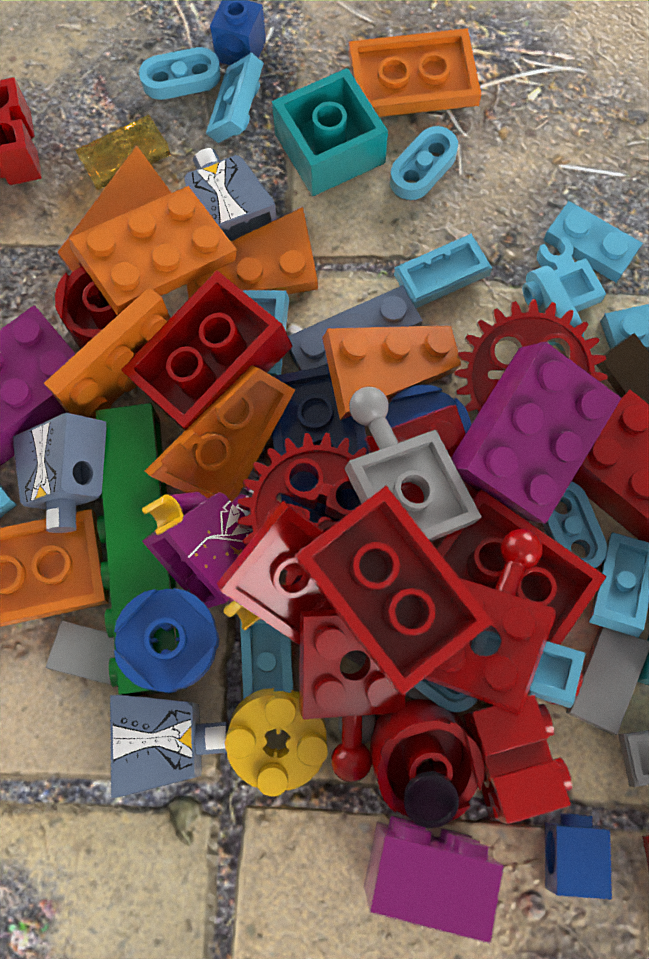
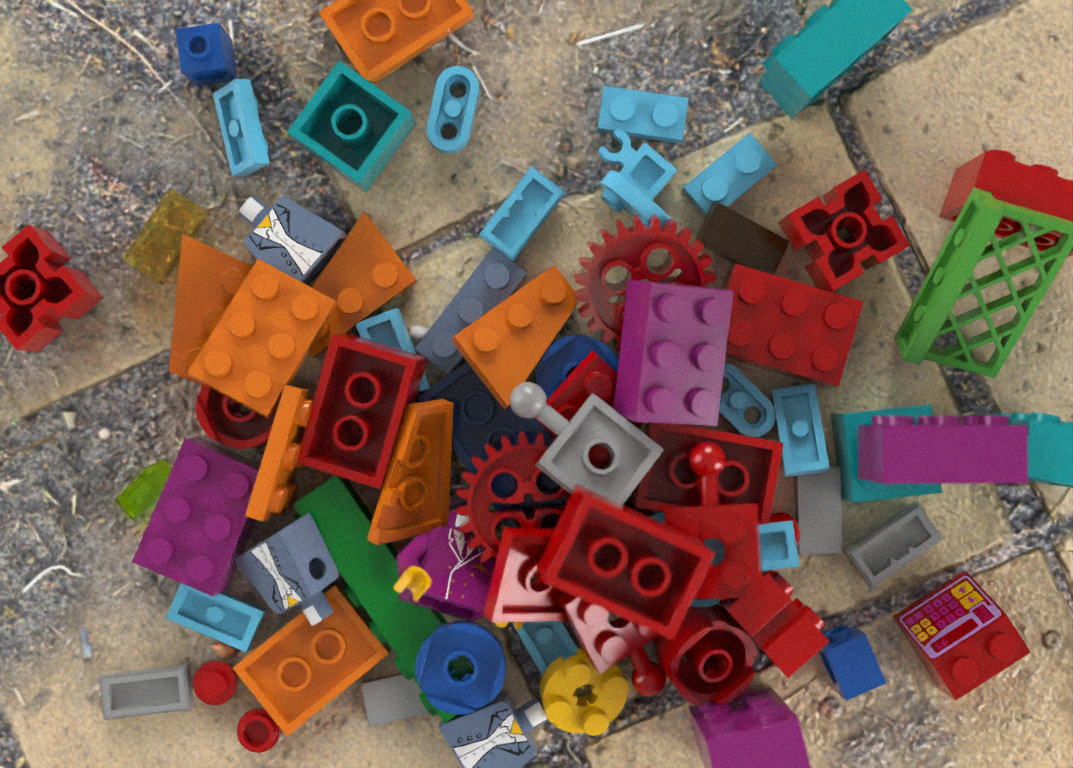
camera: 30 degrees left, 15 degrees up
(180, 73) = (171, 120): medium azure plate -> none
(431, 799) = (724, 684): black piece -> none

